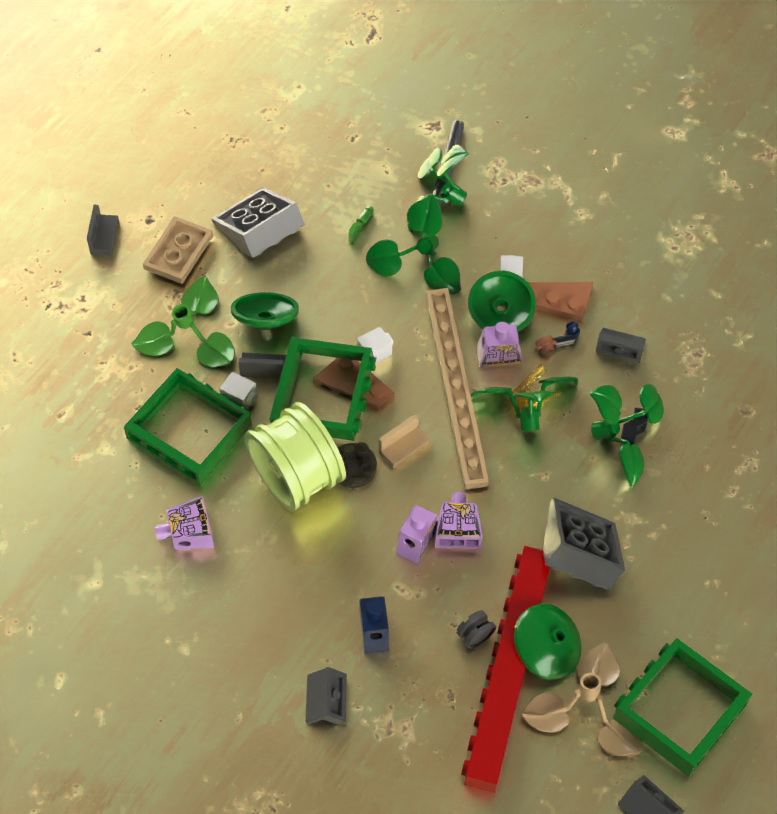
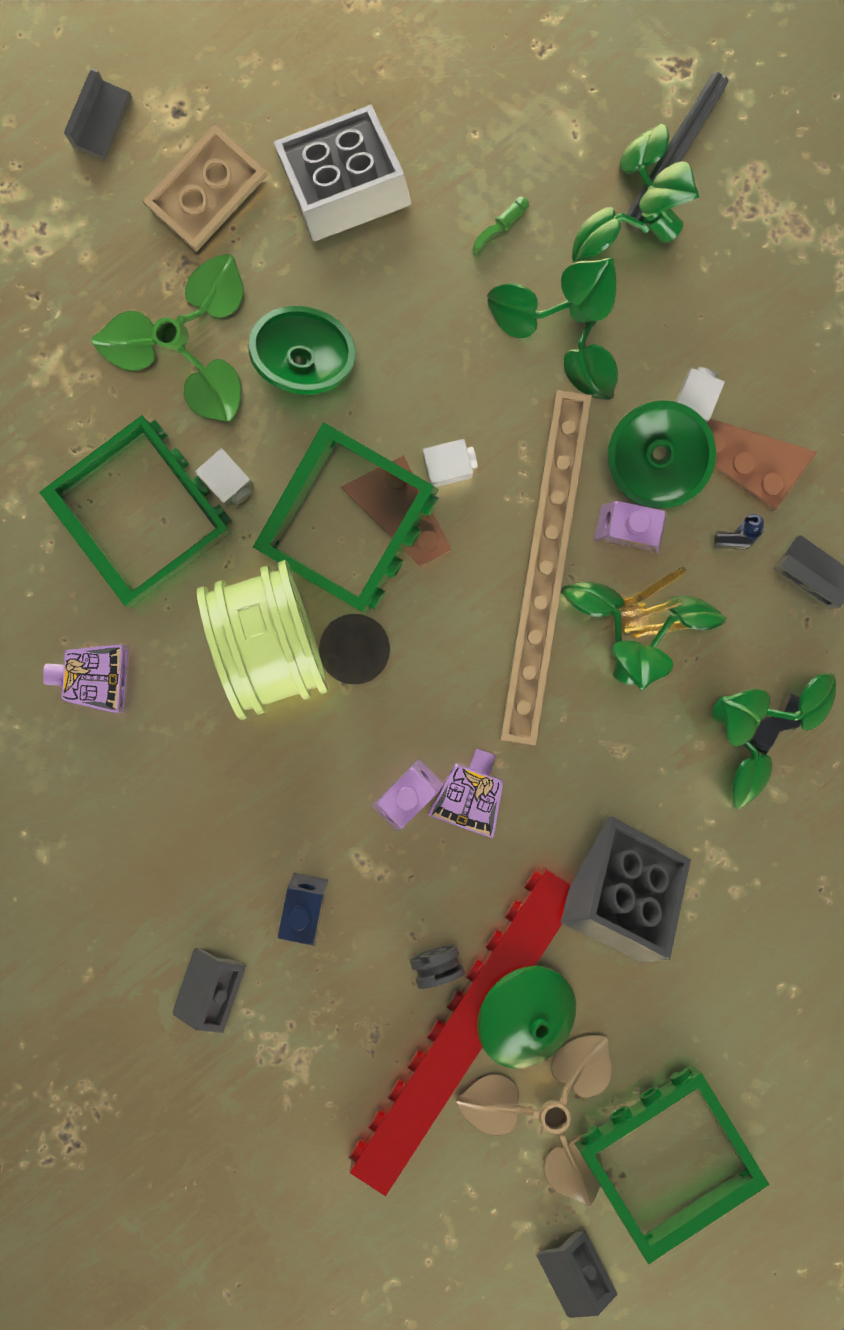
camera: 20 degrees right, 30 degrees up
(261, 365) = (274, 438): dark grey panel -> none
(403, 442) = (437, 640): tan panel -> none
(545, 344) = (702, 540): nougat plate -> none

